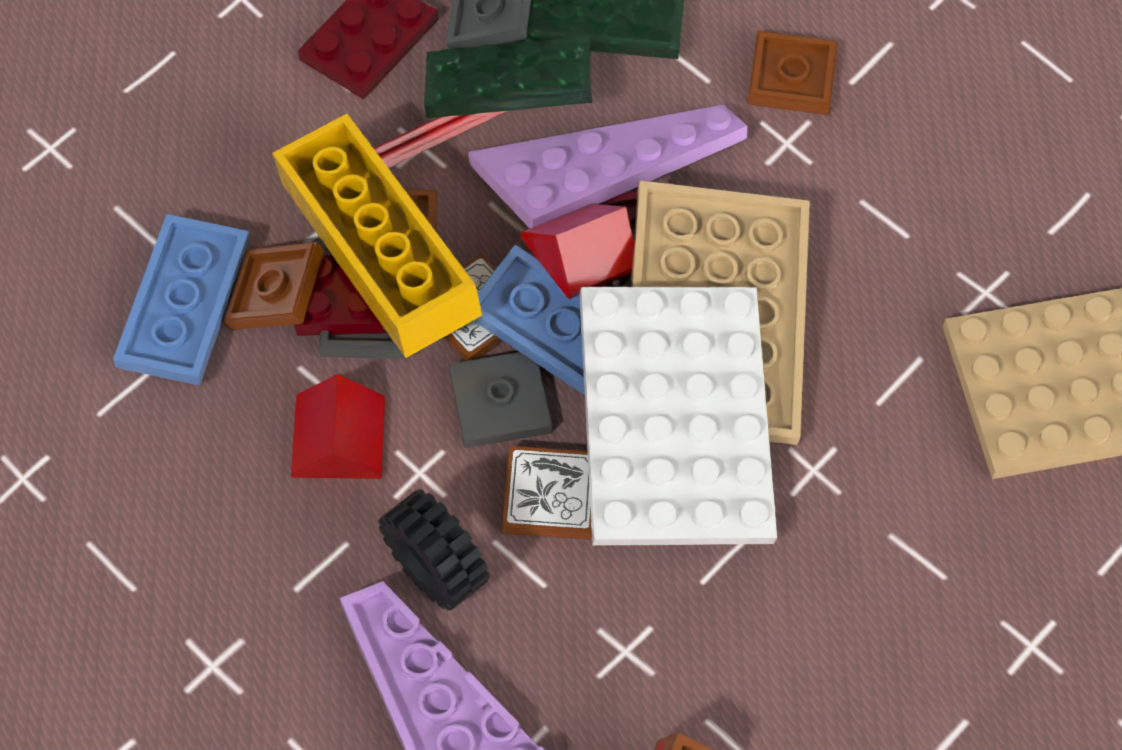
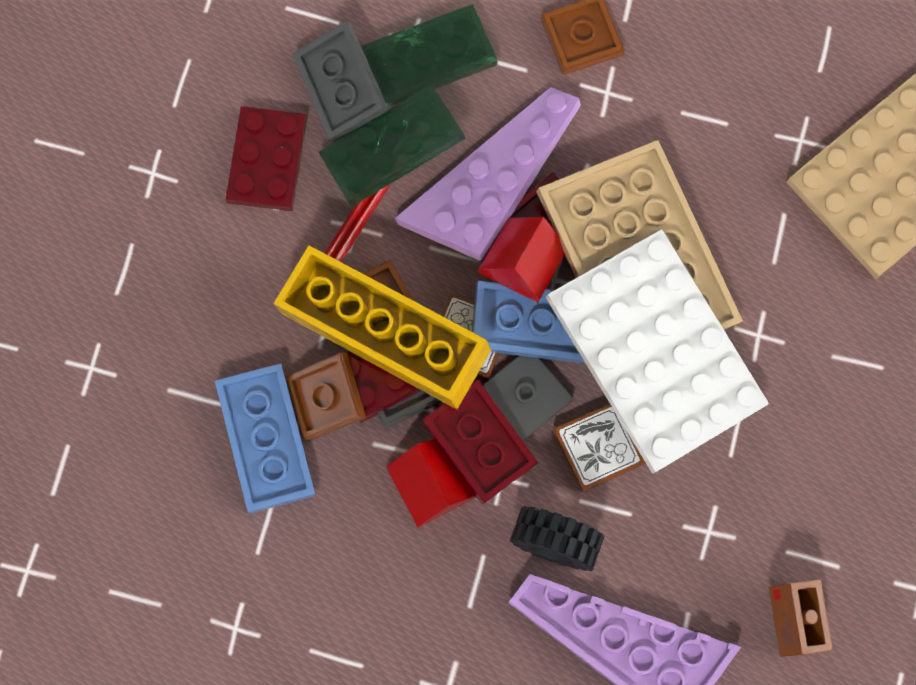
camera: 30 degrees left, 15 degrees up
(414, 415) = (480, 443): none -> dark red plate

